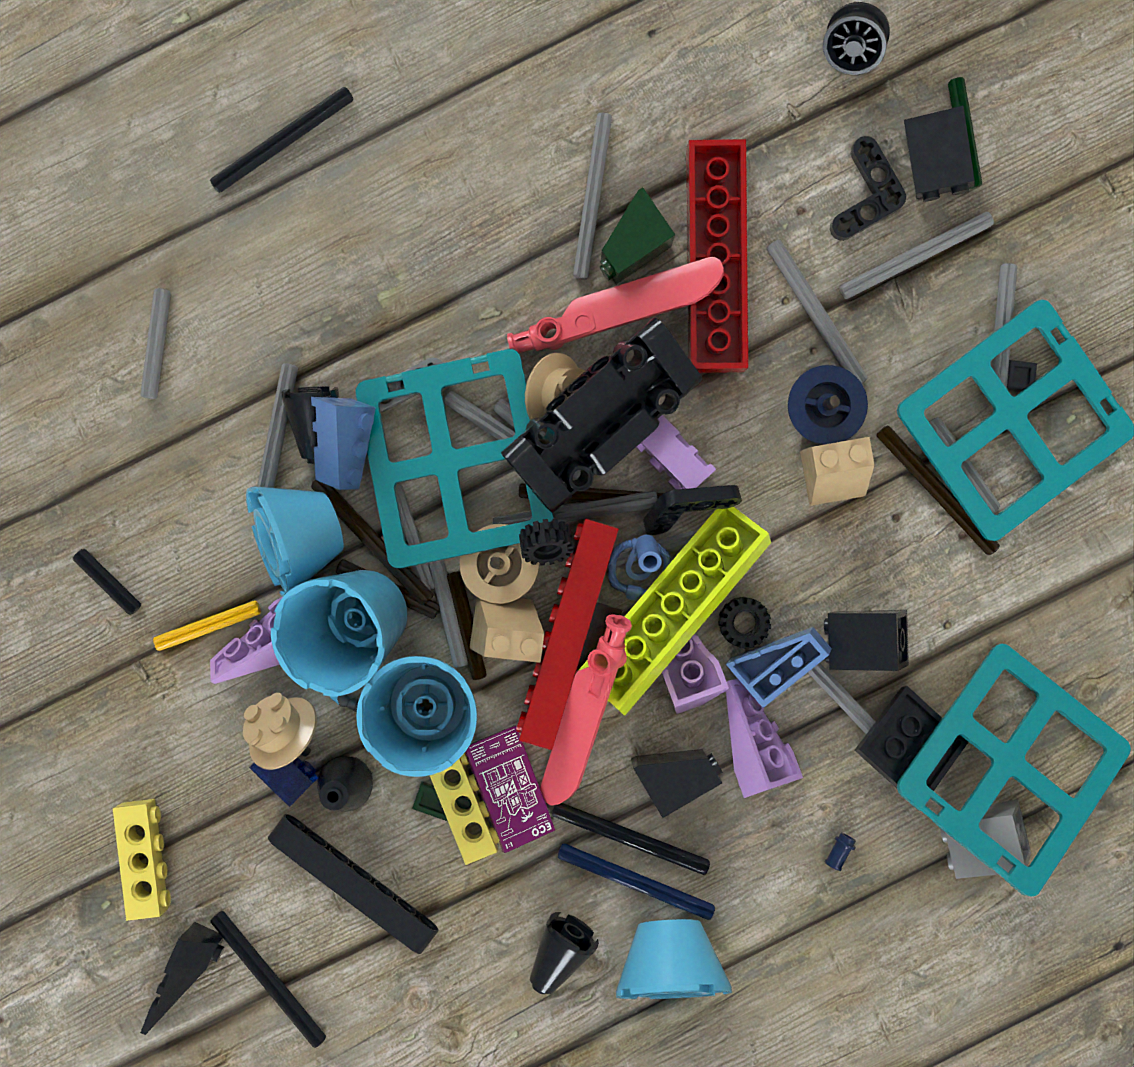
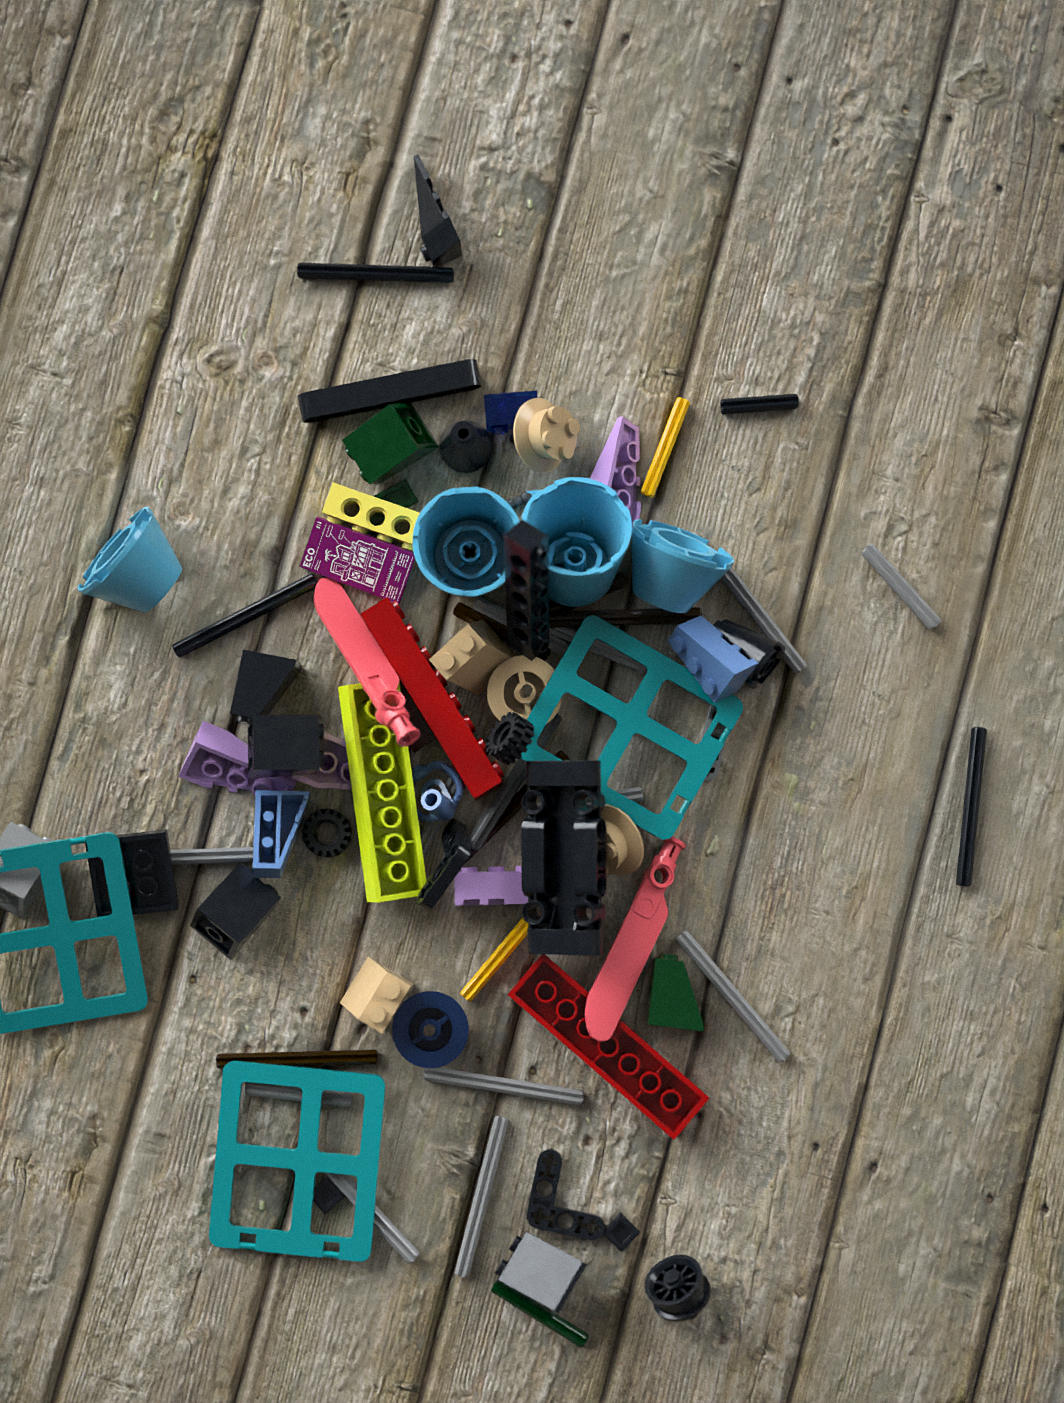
camera: 130 degrees right, 5 degrees down
(138, 901) = (512, 230): light yellow brick -> none
(394, 847) = (389, 442): none -> dark green slope
(412, 634) = (527, 589): none -> black brick
(477, 416) = (644, 771): light grey axle -> none
(561, 952) = (210, 495): black cone -> none
(636, 881) = (211, 592): dark blue axle -> none
(709, 716) = (284, 745): none -> black slope
(727, 403) = (495, 961): none -> yellow axle
(840, 851) = (102, 758): dark blue pin -> none
(848, 125) = (620, 1232): none -> black tile

